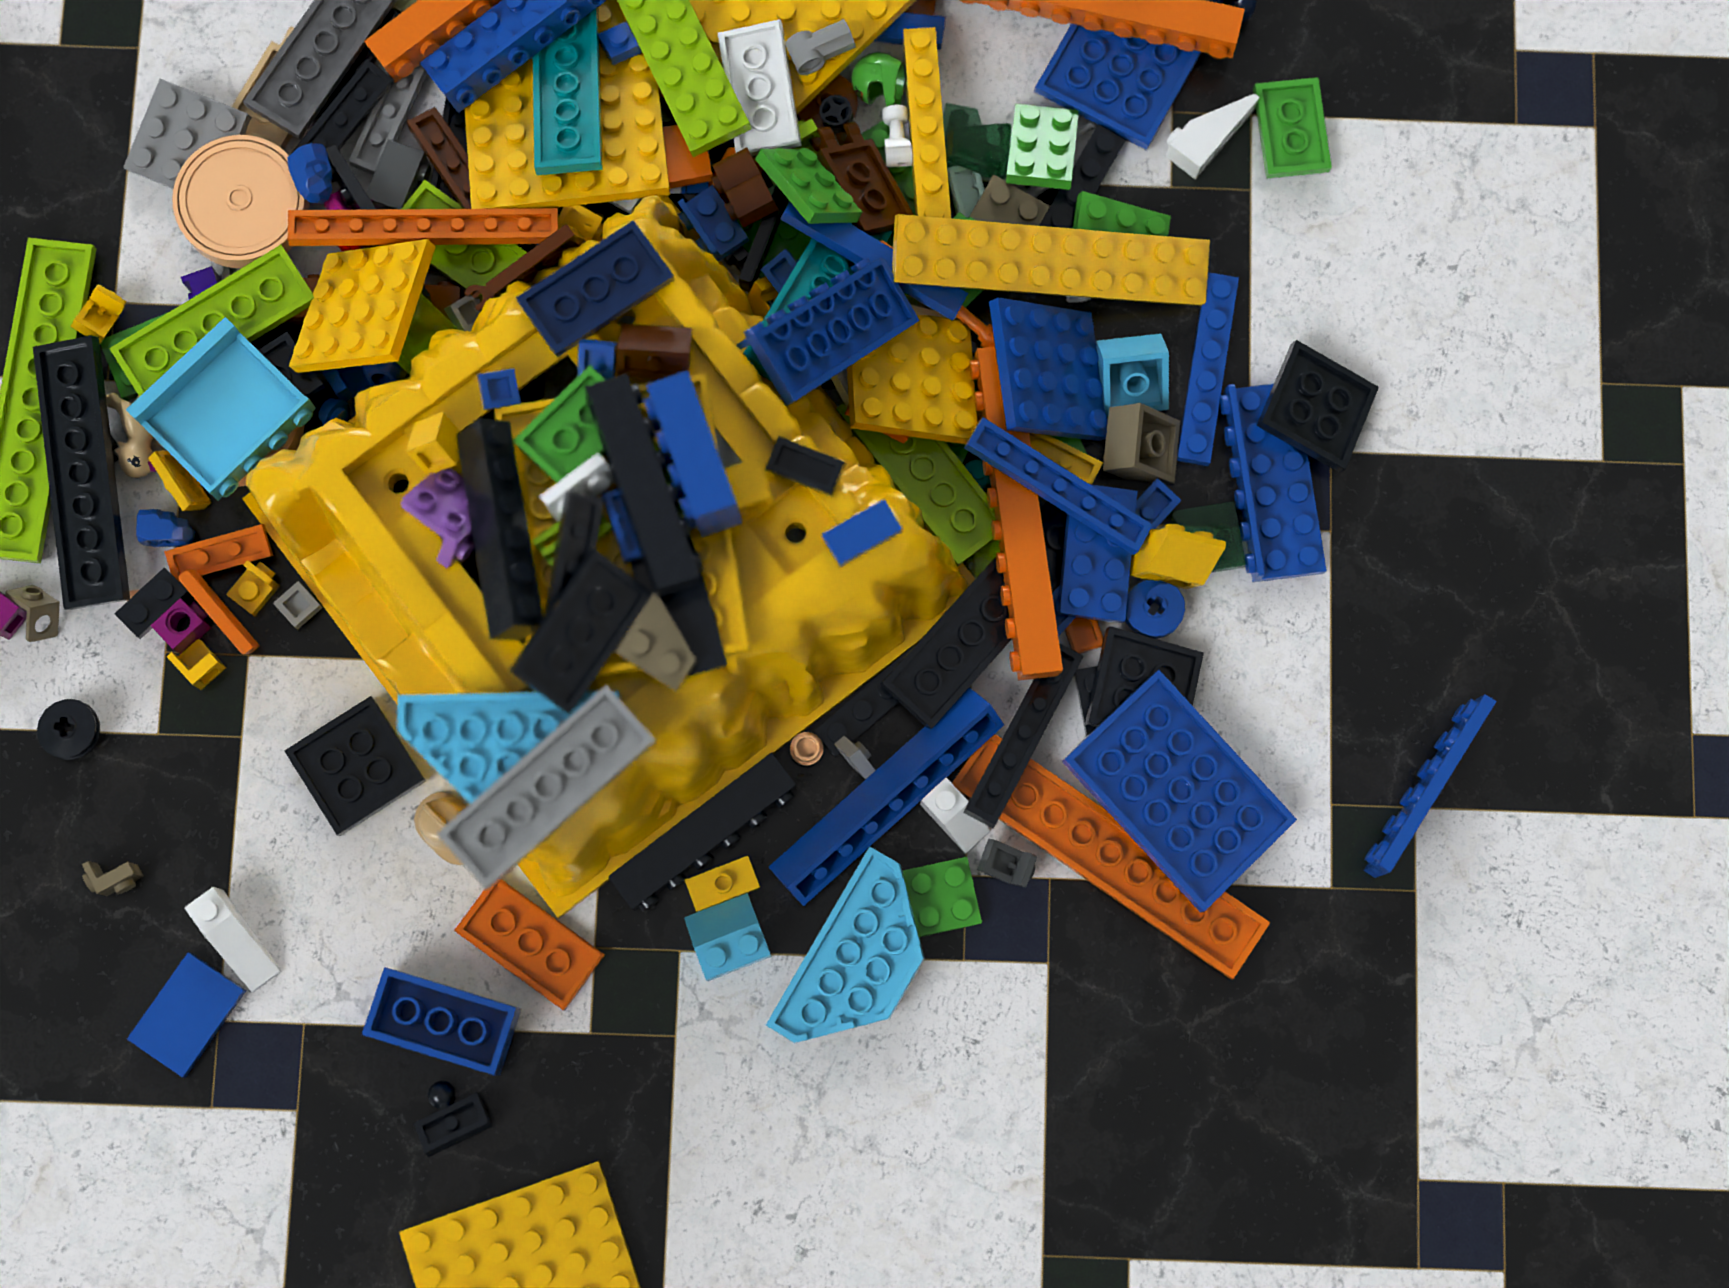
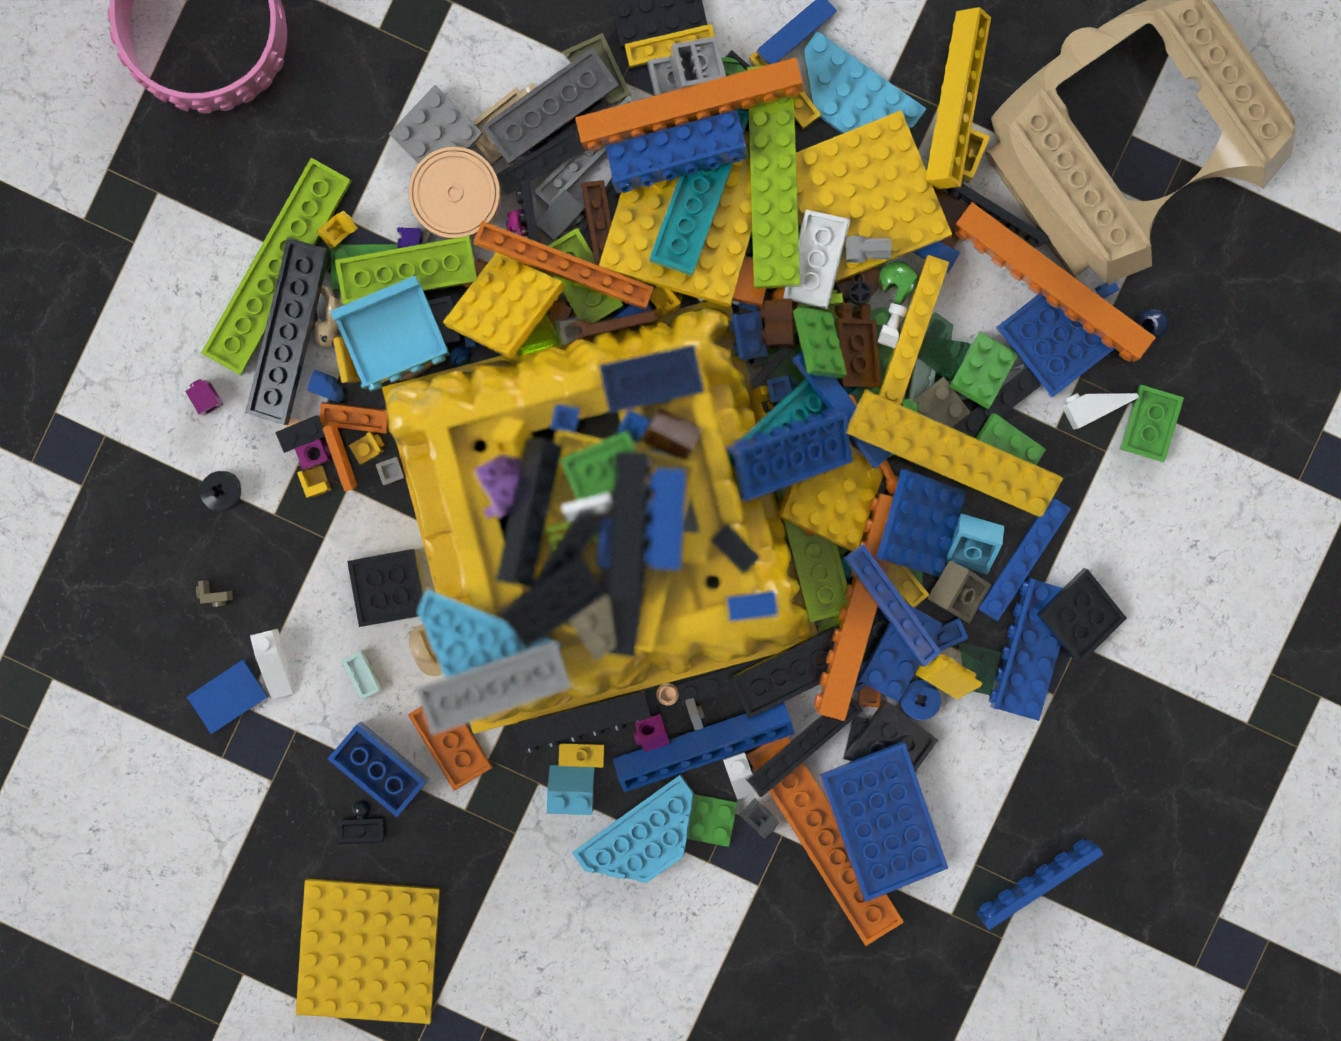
camera: 25 degrees right, 10 degrees up
(37, 605) = (230, 405): dark tan bracket -> none
(311, 172) = (506, 196): blue rock -> none
(366, 902) = (361, 675): none -> light aqua plate
(619, 43) = (739, 187): blue plate -> none
(806, 807) = (658, 737): none -> magenta brick

